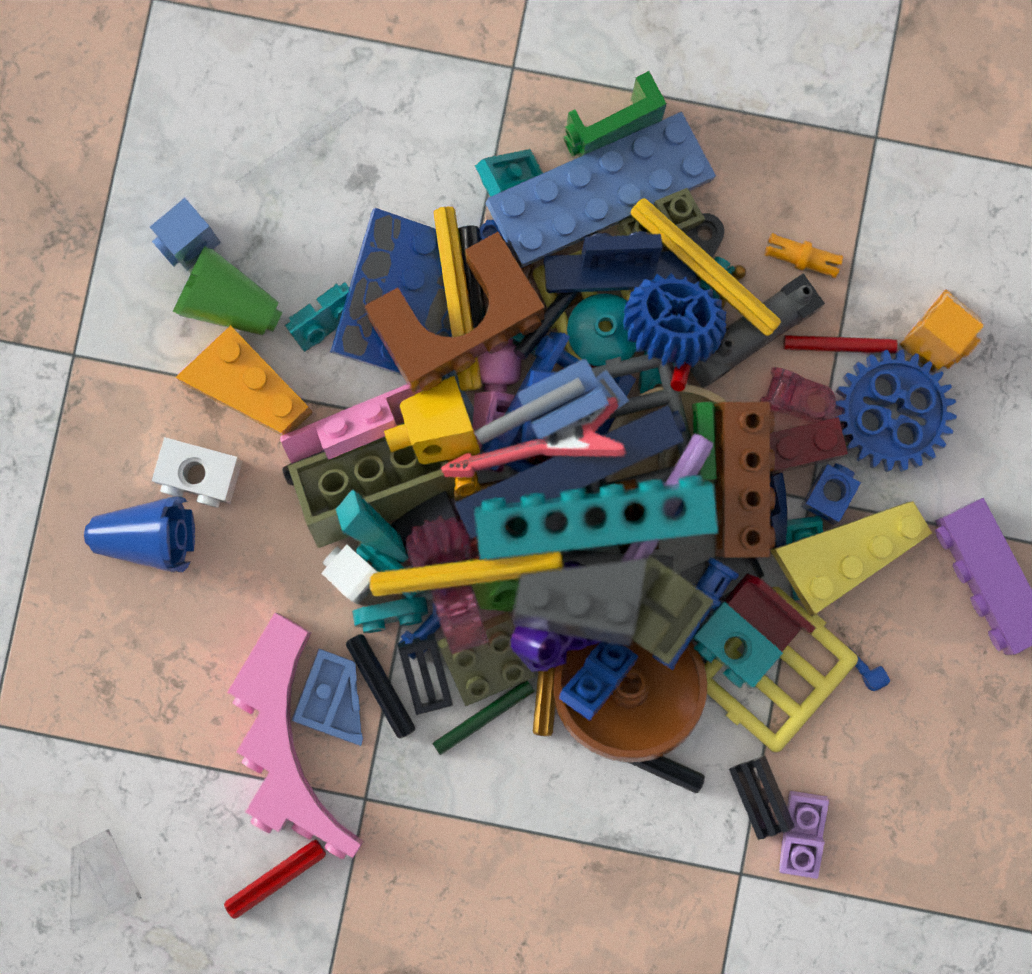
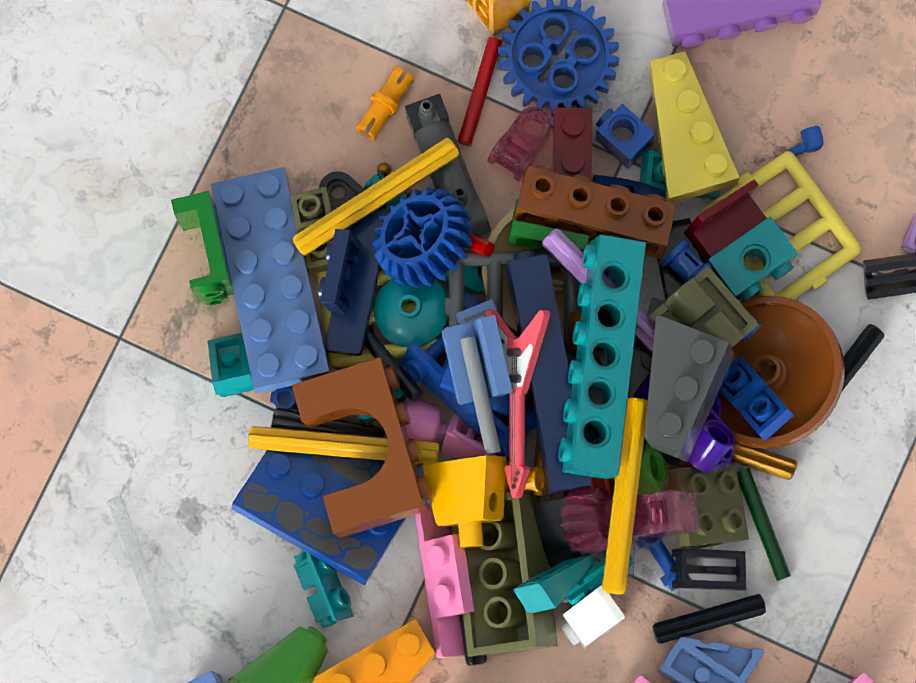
camera: 70 degrees left, 5 degrees down
(405, 611) = (642, 573): teal plate -> none

